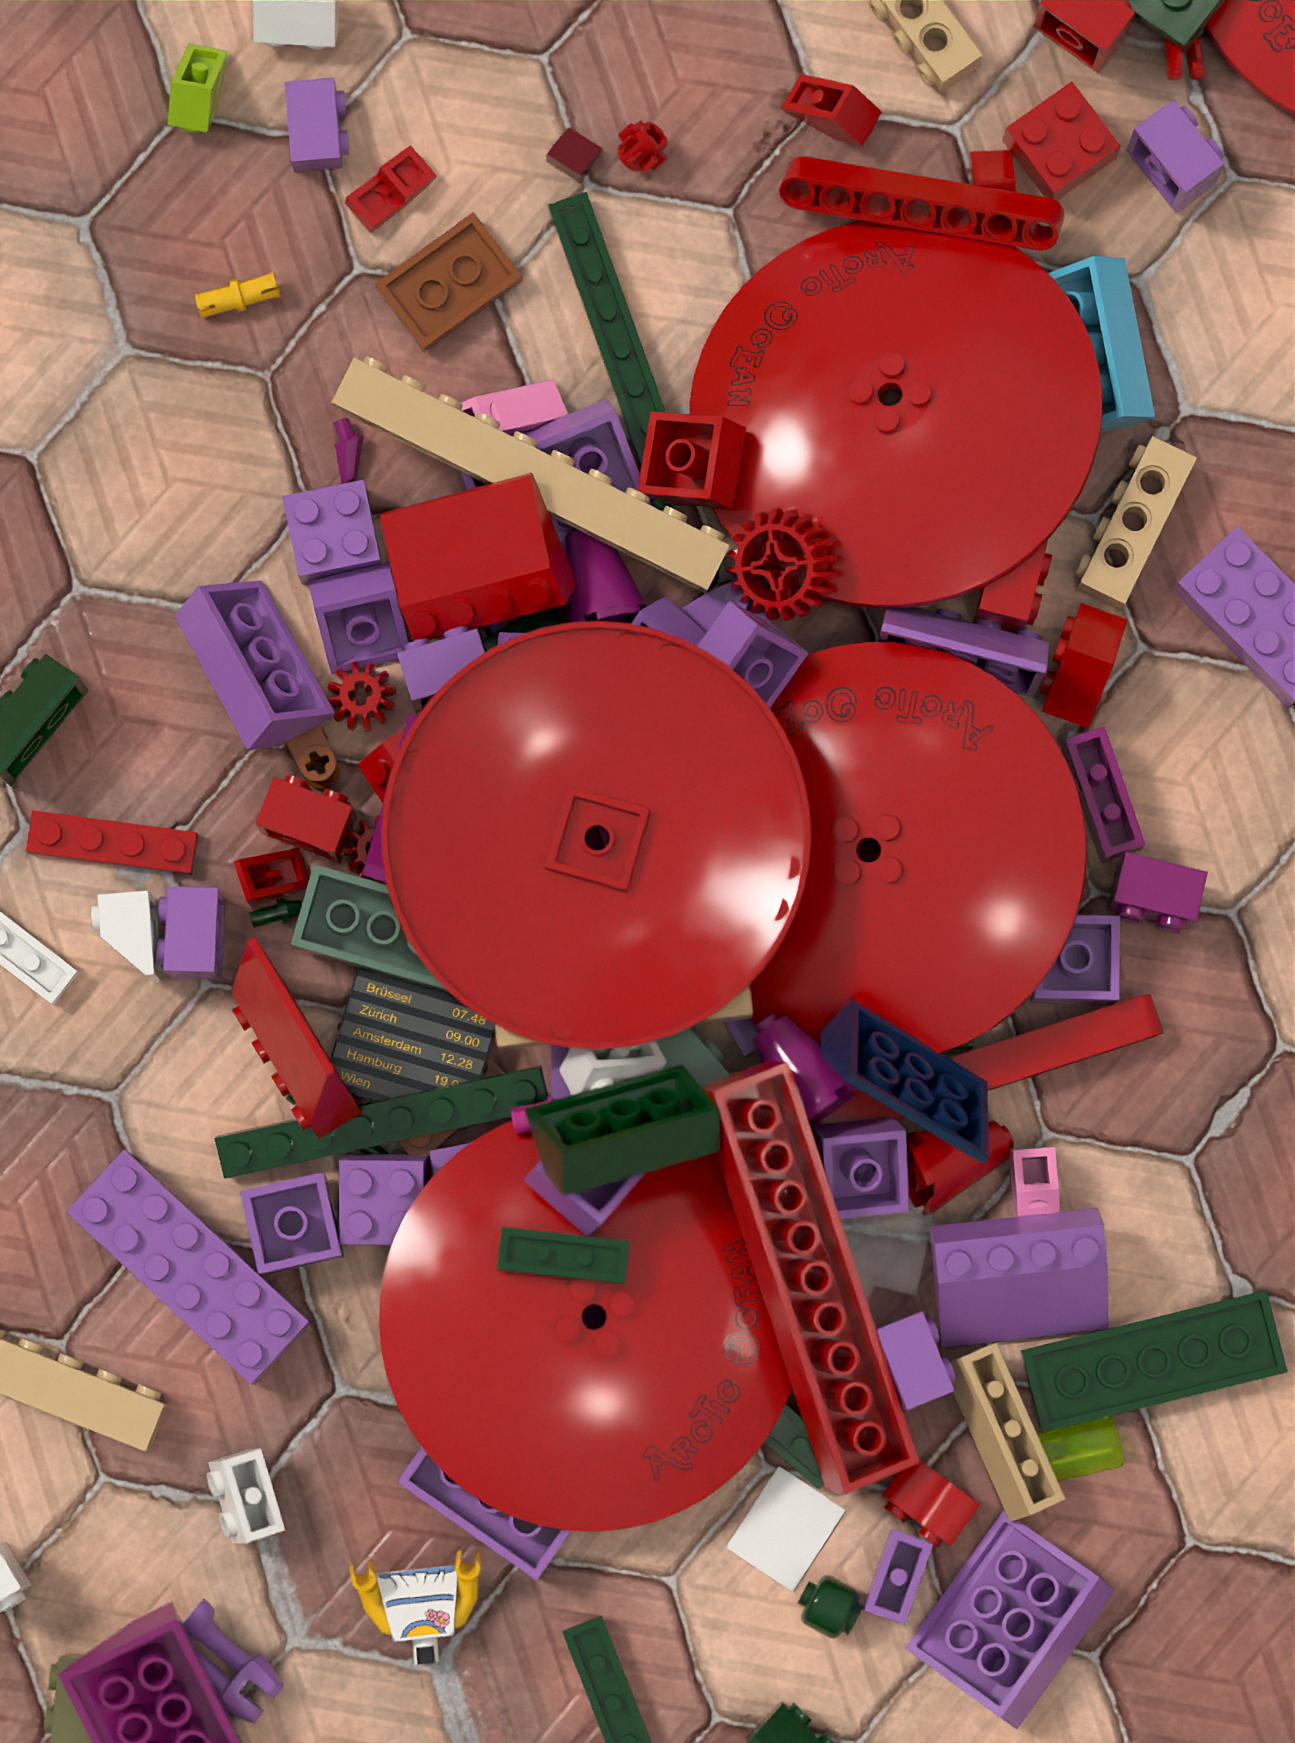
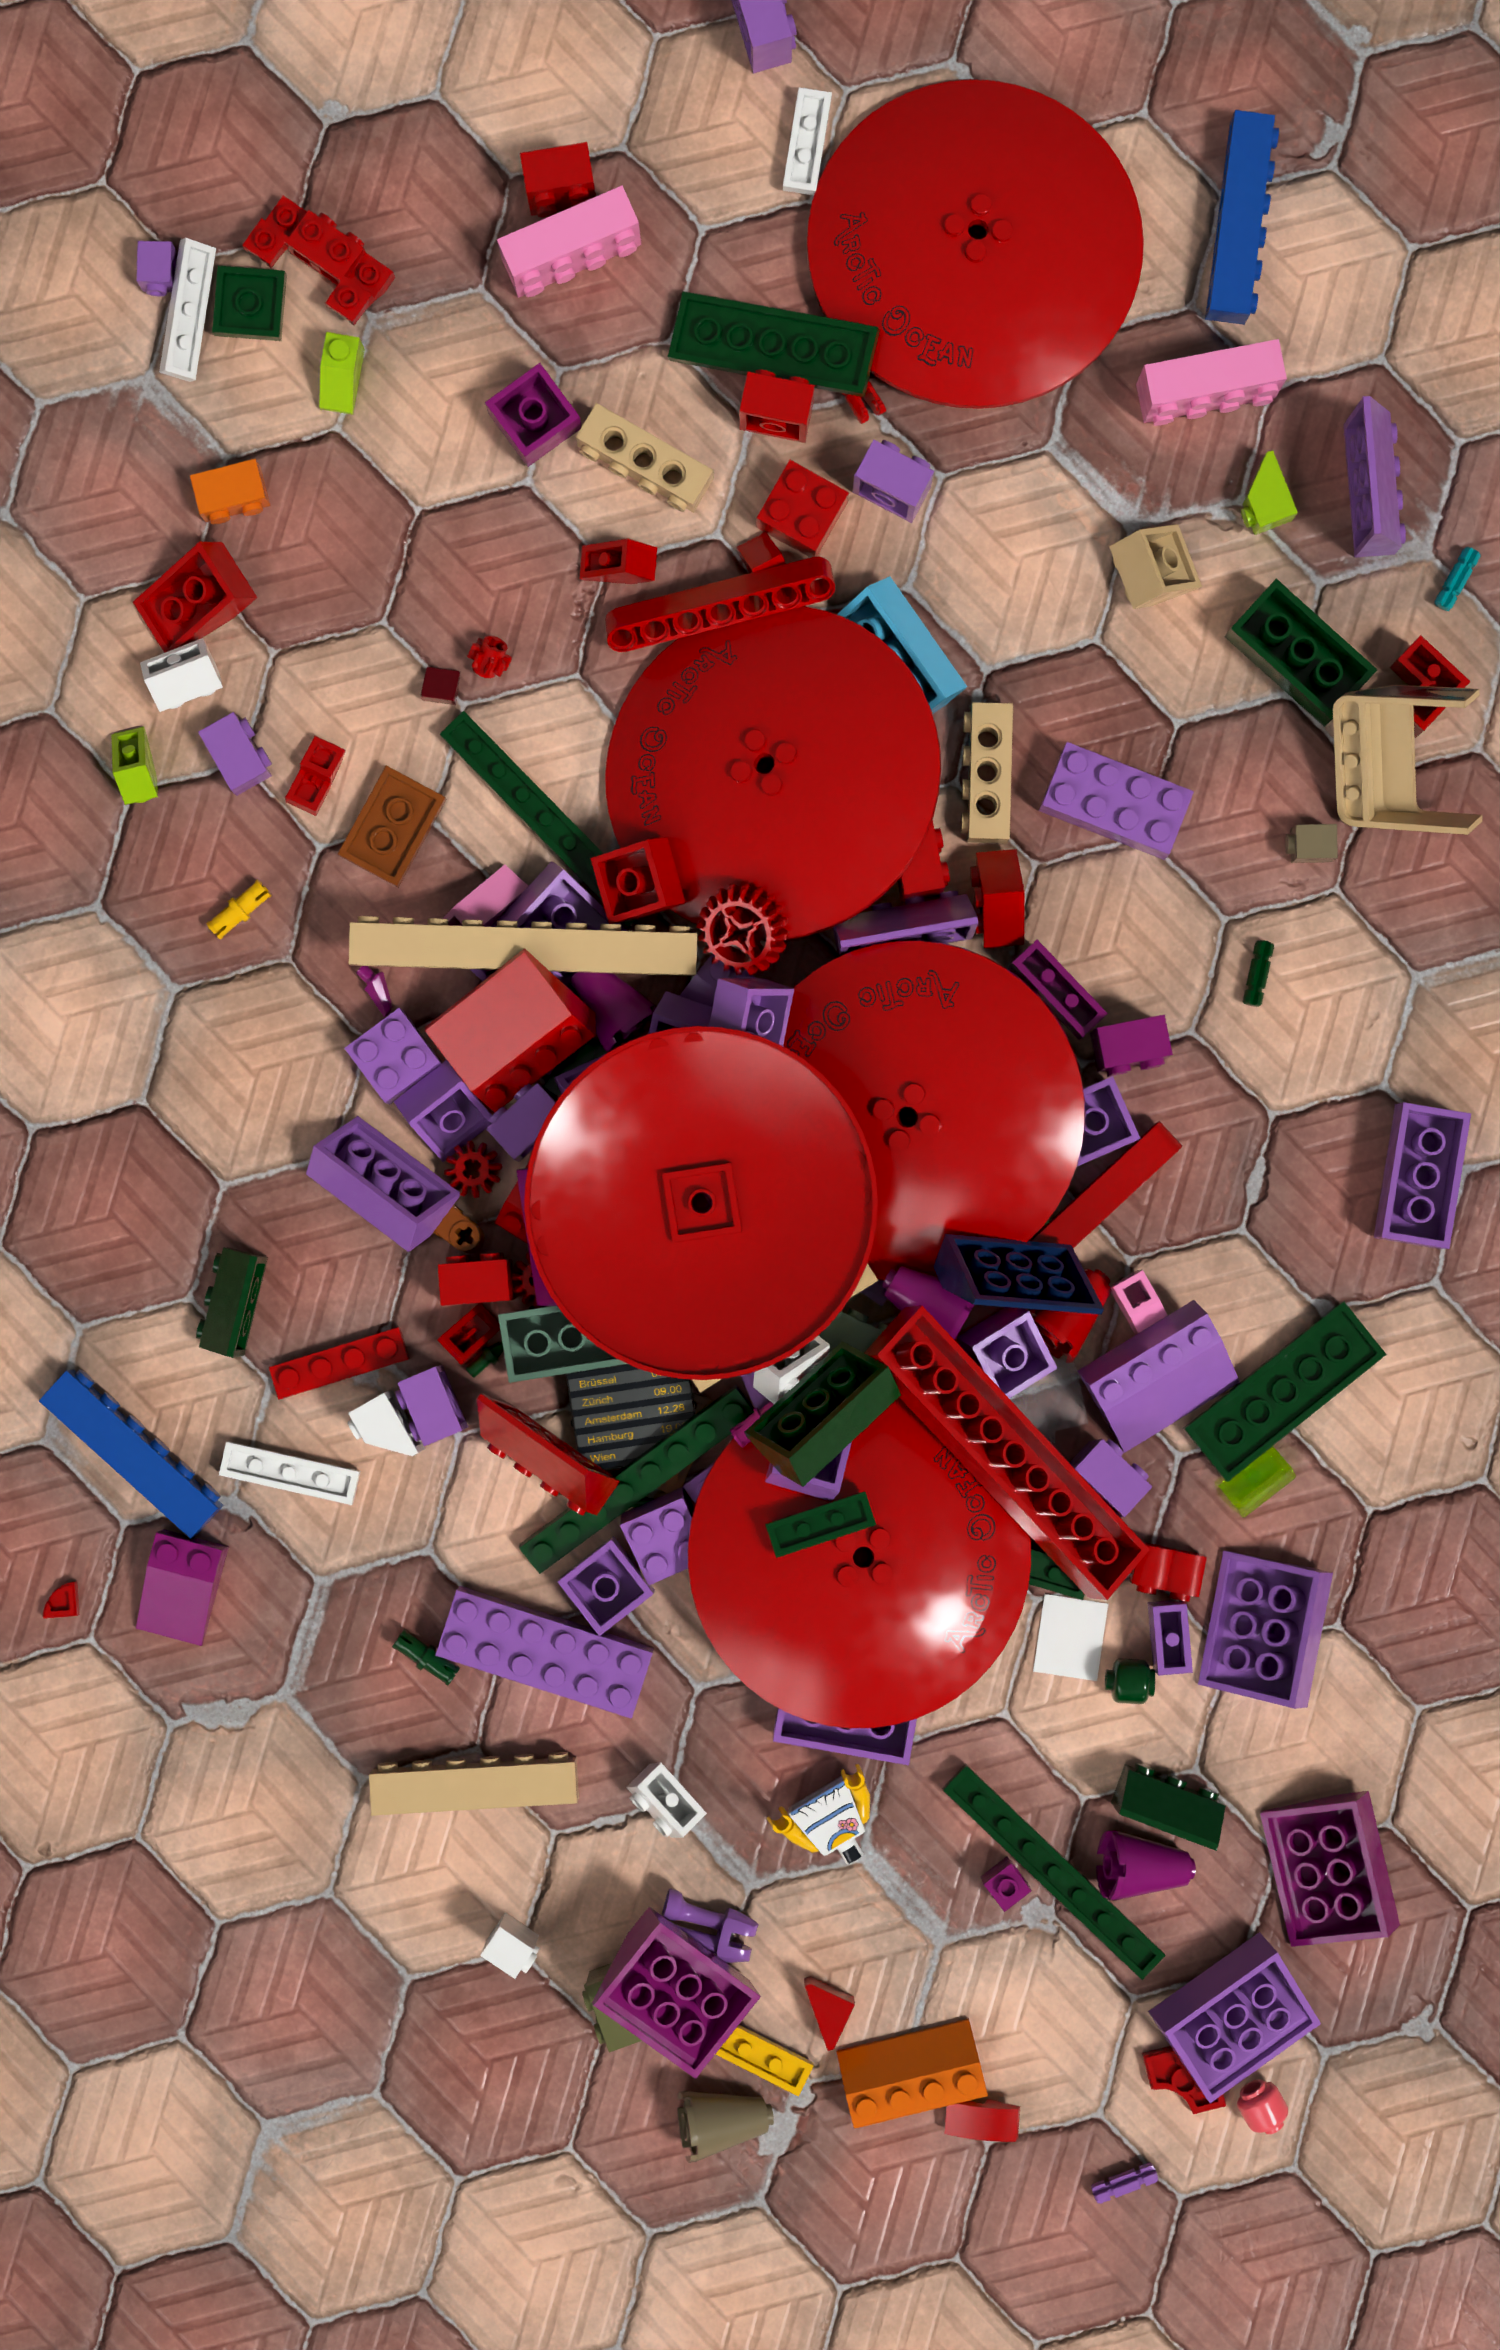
camera: 20 degrees left, 5 degrees up
(53, 1212) = (425, 1657): none -> dark green pin
(1004, 1433) = (1200, 1496): tan brick -> none

